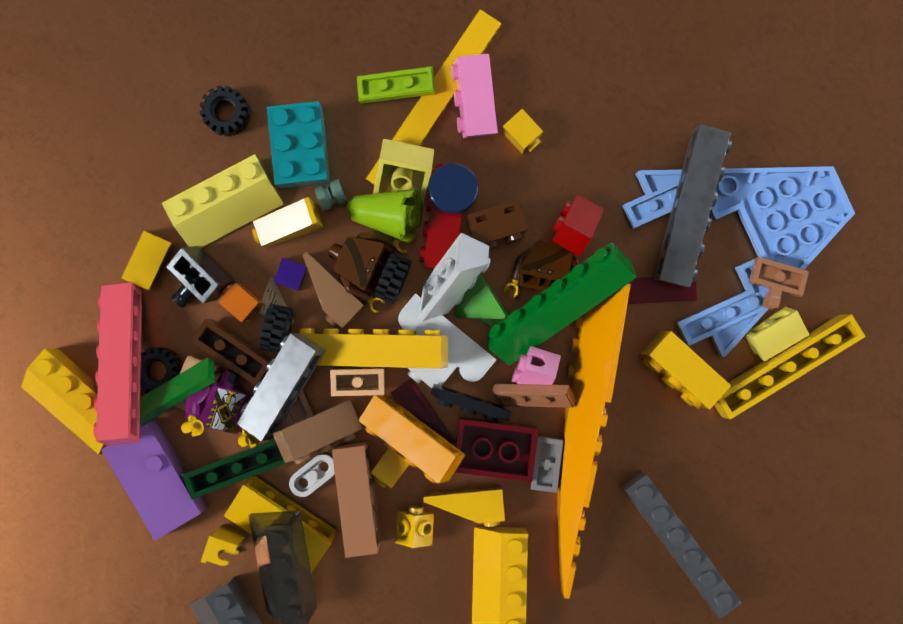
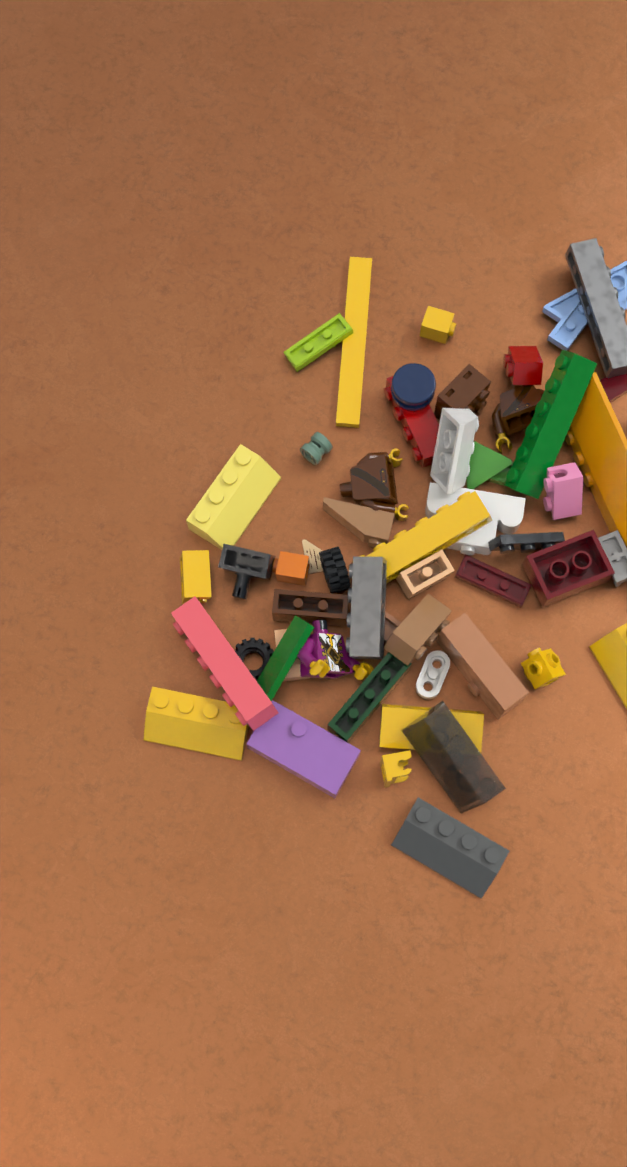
camera: 25 degrees left, 15 degrees down
(211, 103) = (193, 418): black tyre -> none
(287, 223) = (296, 484): slope -> none
(290, 274) = (318, 527): dark purple tile -> none
(298, 145) = (269, 423): teal brick -> none
(388, 212) = (369, 435): lime cone -> none
(389, 468) = (494, 629): yellow brick -> none
(392, 278) = (406, 481): black tyre -> none
(411, 167) = (370, 396): light yellow slope -> none
(411, 438) = (497, 593): light orange brick -> none
(474, 96) = (386, 317): bright pink brick -> none
(475, 504) = (579, 624): yellow slope -> none
(534, 395) = (573, 507): nougat tile -> none

